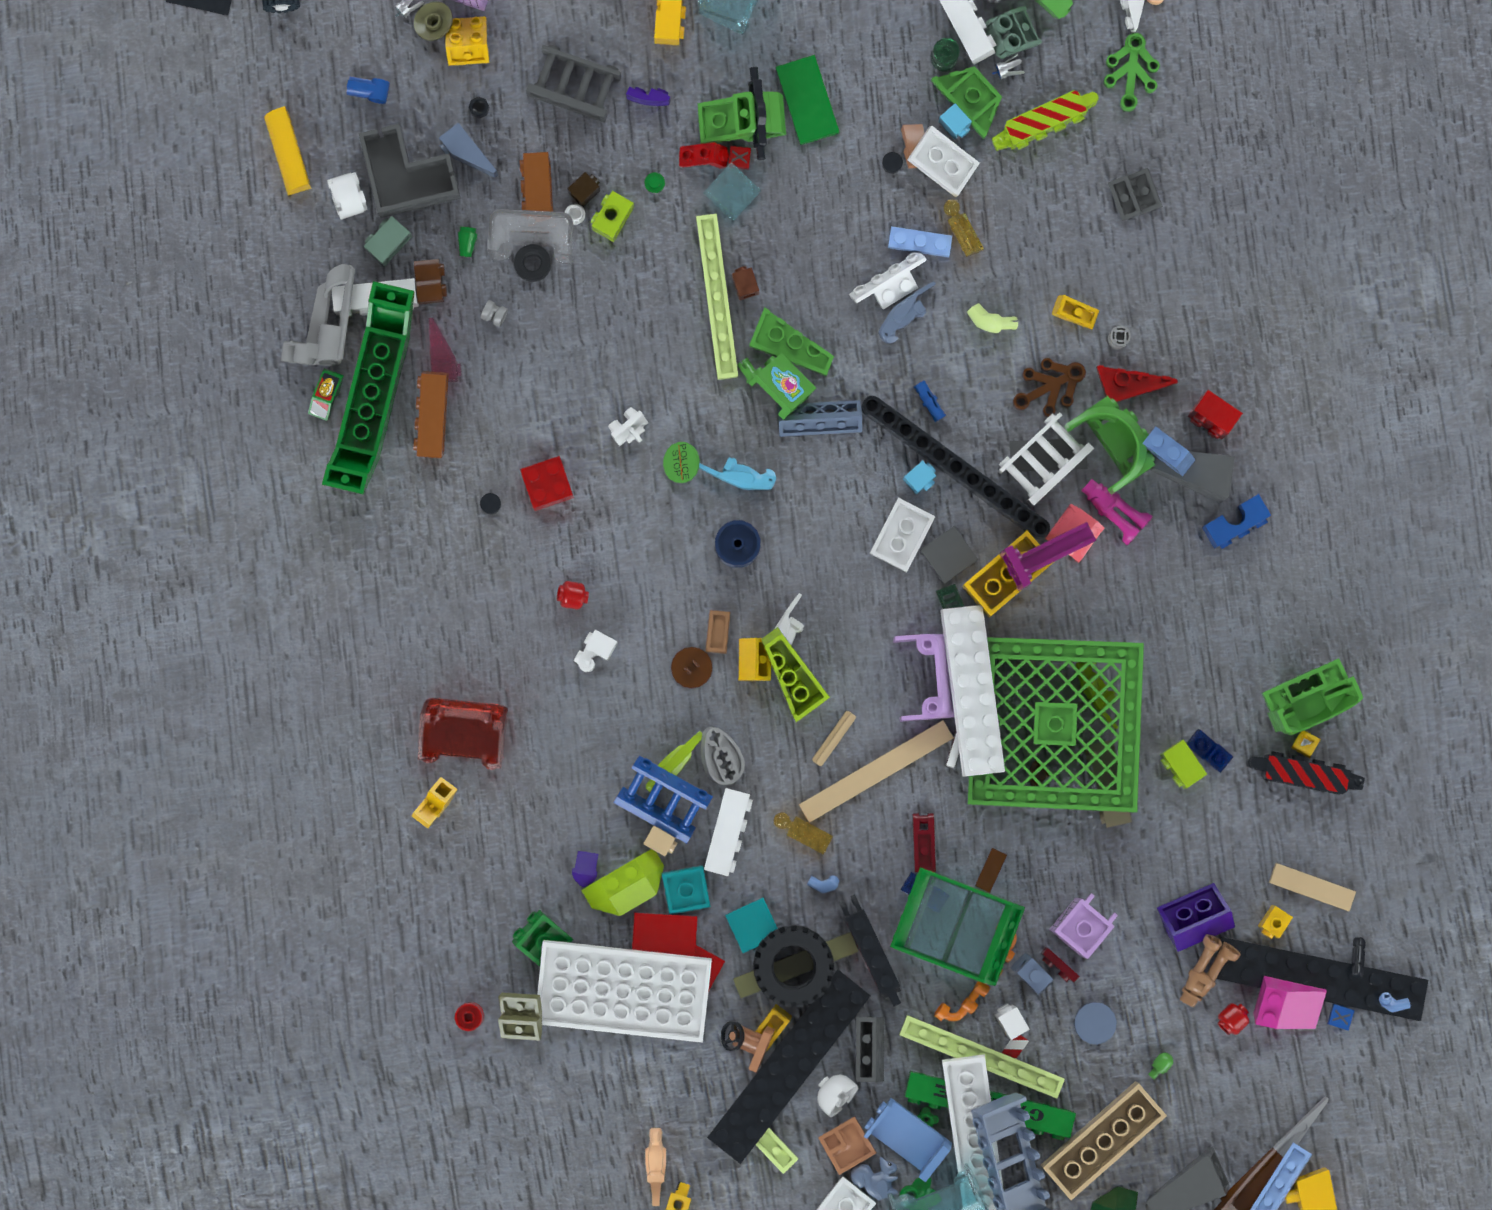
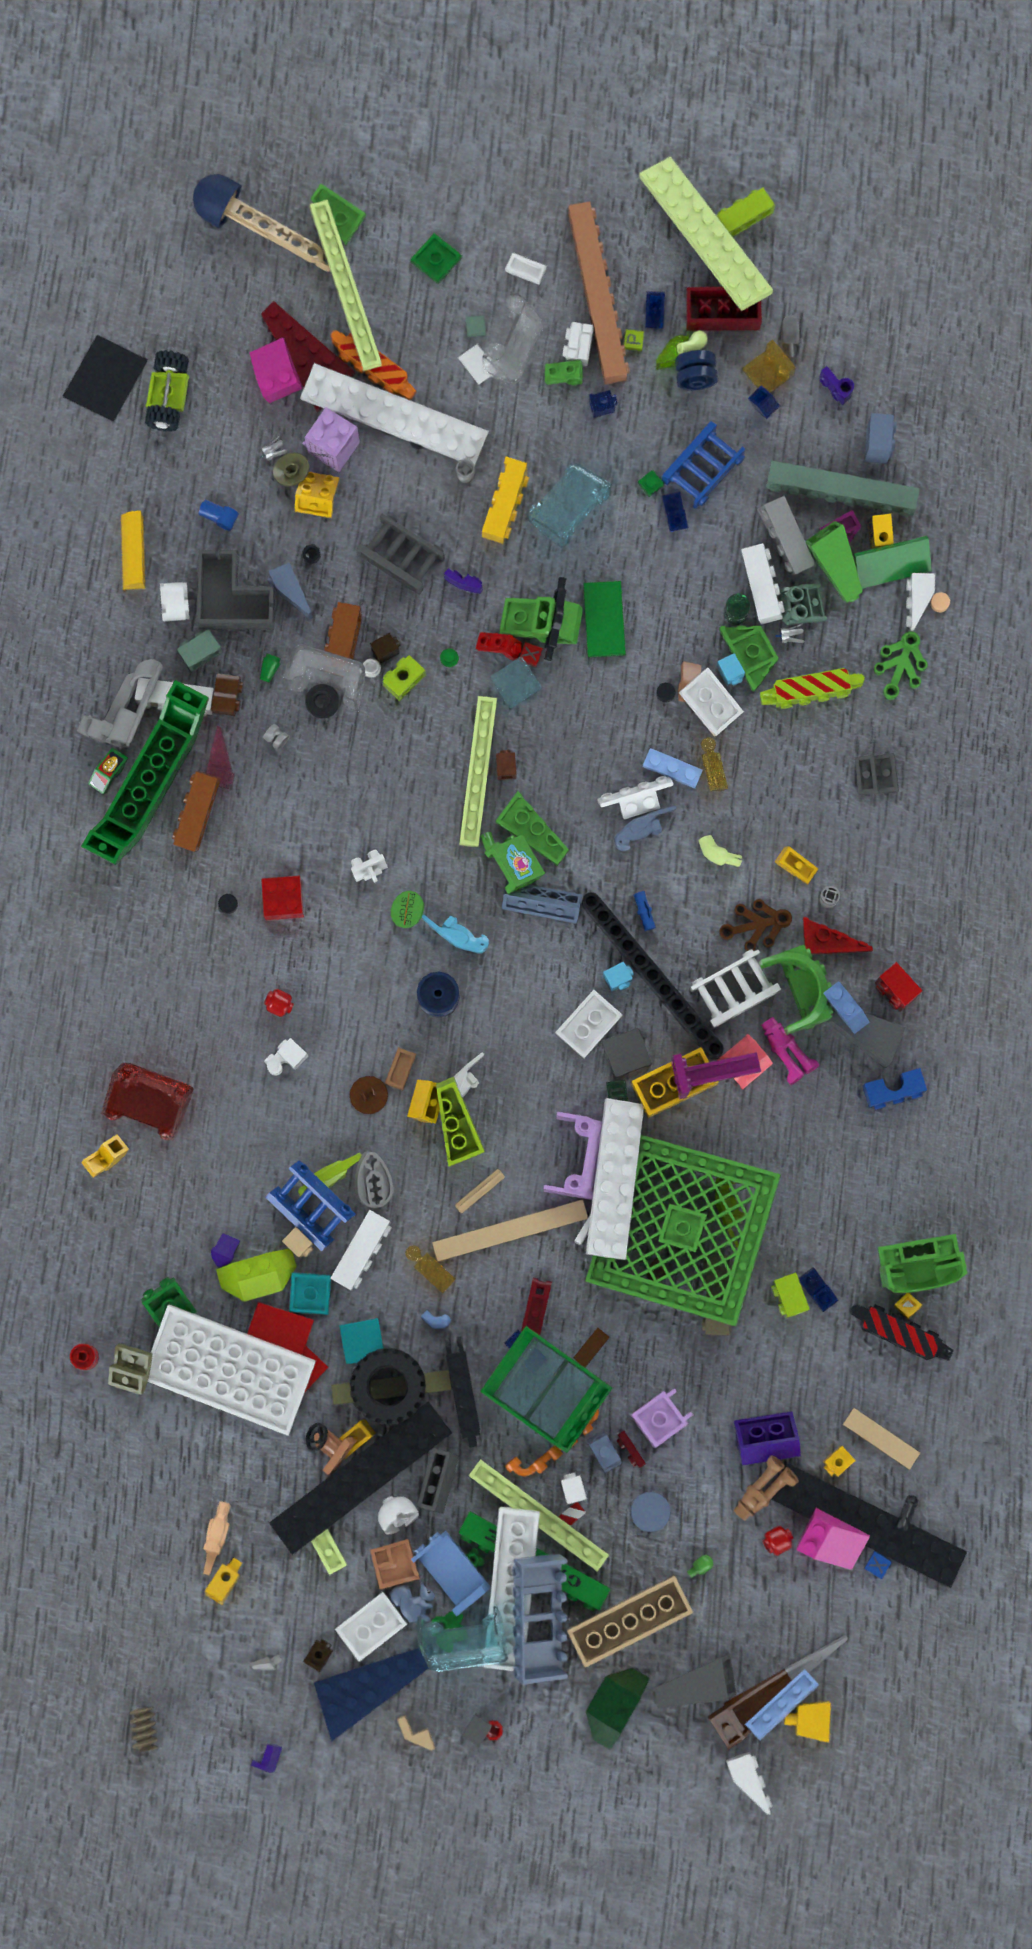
camera: 20 degrees right, 5 degrees down
(1392, 1004) = (927, 1565): medium blue arm -> none

